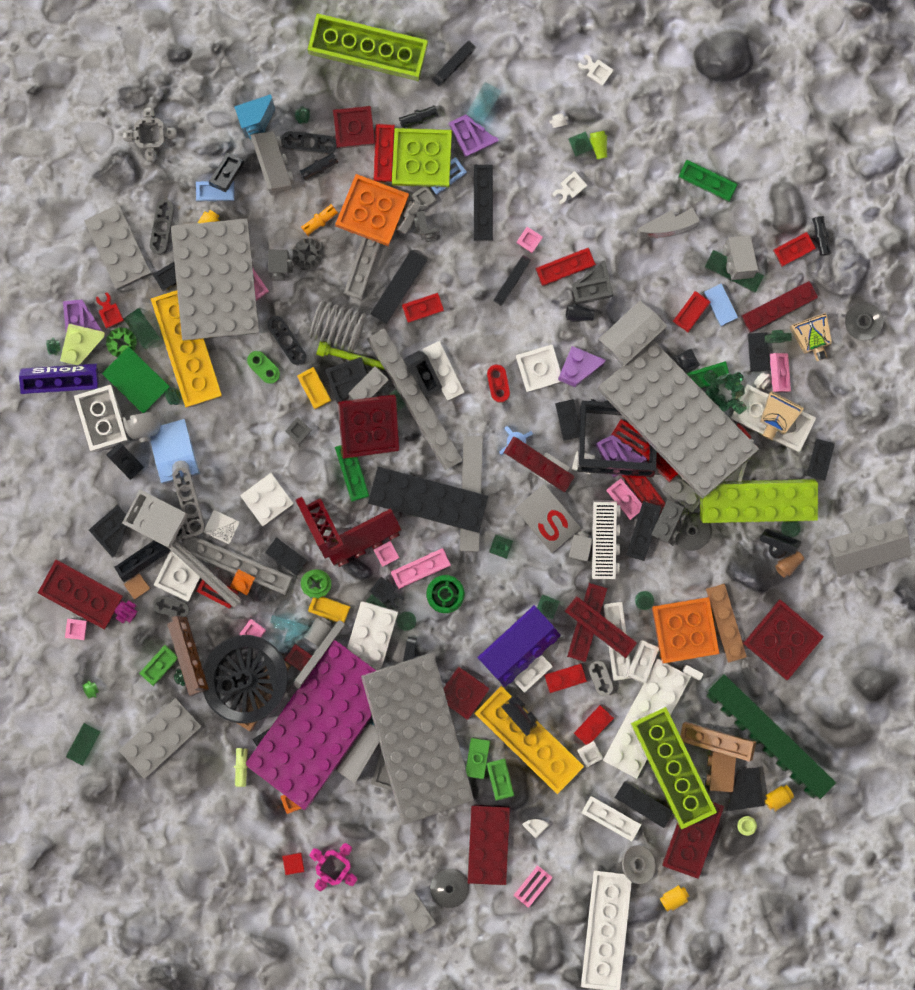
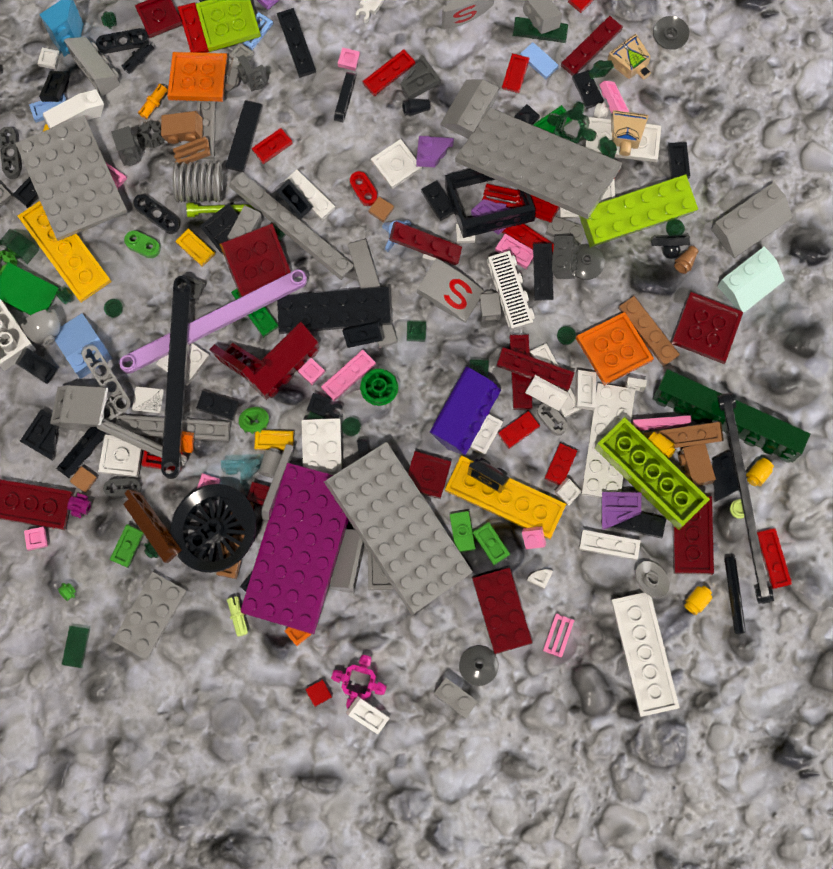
camera: 20 degrees left, 10 degrees down
(215, 424) = (113, 308): none -> clear green plate
(230, 136) = (49, 58): none -> white tile
(238, 207) = (83, 104): none -> white slope
(255, 519) = (176, 377): none -> black piece
(308, 473) = (217, 319): none -> lavender piece
(327, 287) = (191, 149): none -> medium nougat tile
(331, 900) = (367, 715): none -> white plate
(339, 260) = (181, 127): none -> medium nougat brick
(448, 535) = (363, 334): none -> black plate
(508, 410) = (381, 209): none -> medium nougat tile
(542, 788) = (533, 537): none -> bright pink plate
(603, 654) = (547, 392): none -> white plate
(632, 787) = (619, 507): none -> medium lavender wing
(693, 742) = (663, 444): none -> yellow brick
(702, 719) = (661, 423): none -> bright pink tile
(711, 905) = (735, 595): none -> black axle
(738, 912) = (764, 592): none -> black piece
(753, 426) = (607, 147): none -> clear green plate
(761, 883) = (774, 559): none -> red tile
(845, 607) = (752, 280): none -> light aqua slope

